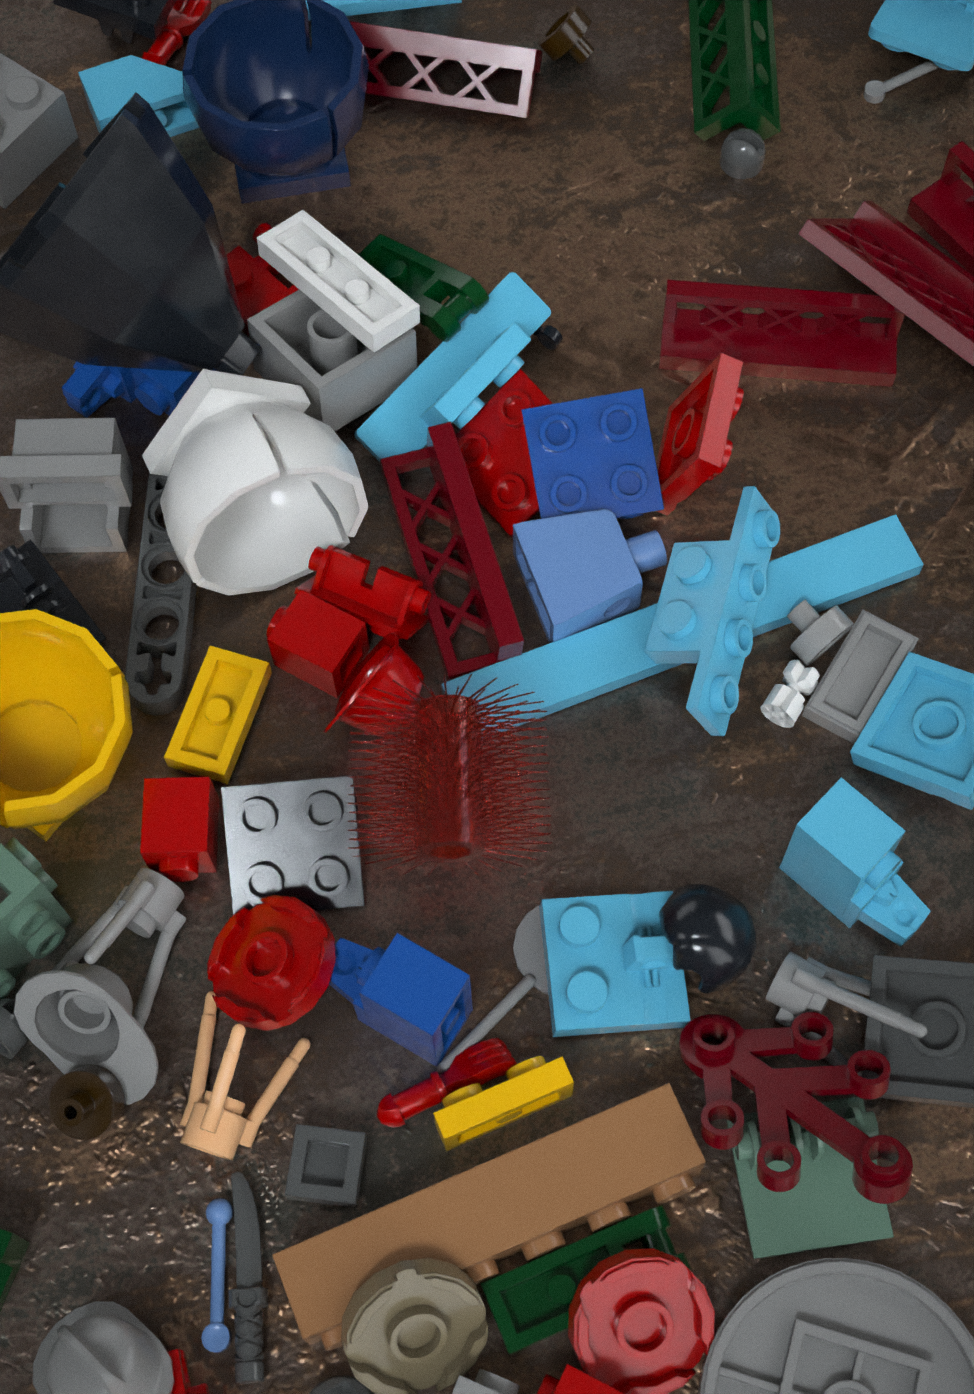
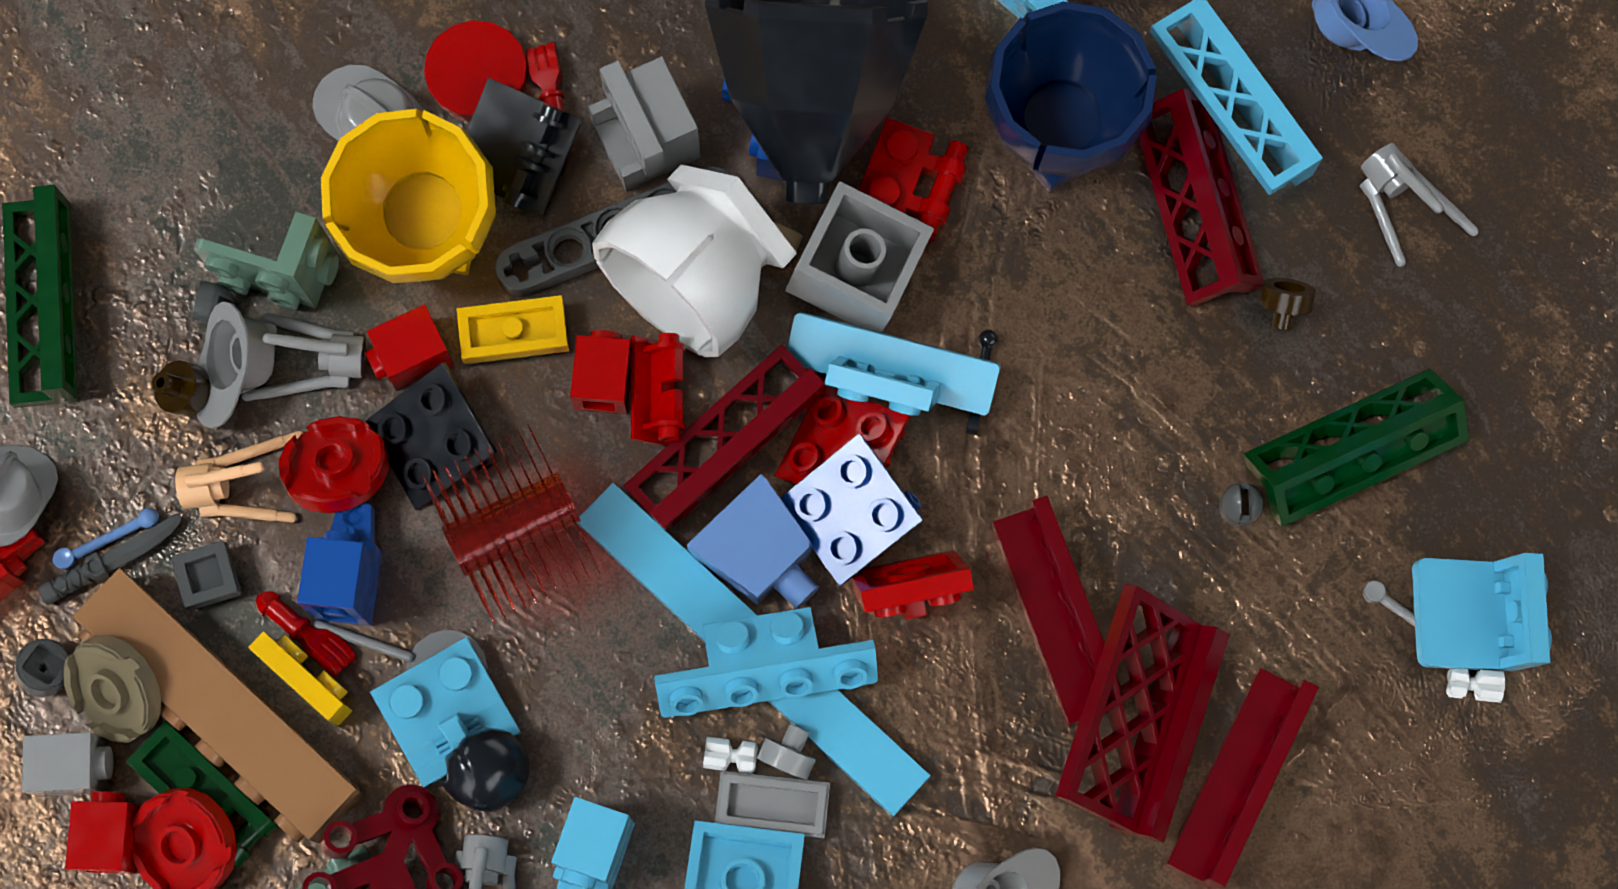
camera: 60 degrees right, 10 degrees up
(339, 280) = (902, 234): white plate -> none
(378, 670) = (577, 441): red piece -> none
(427, 284) = (952, 292): dark green plate -> none

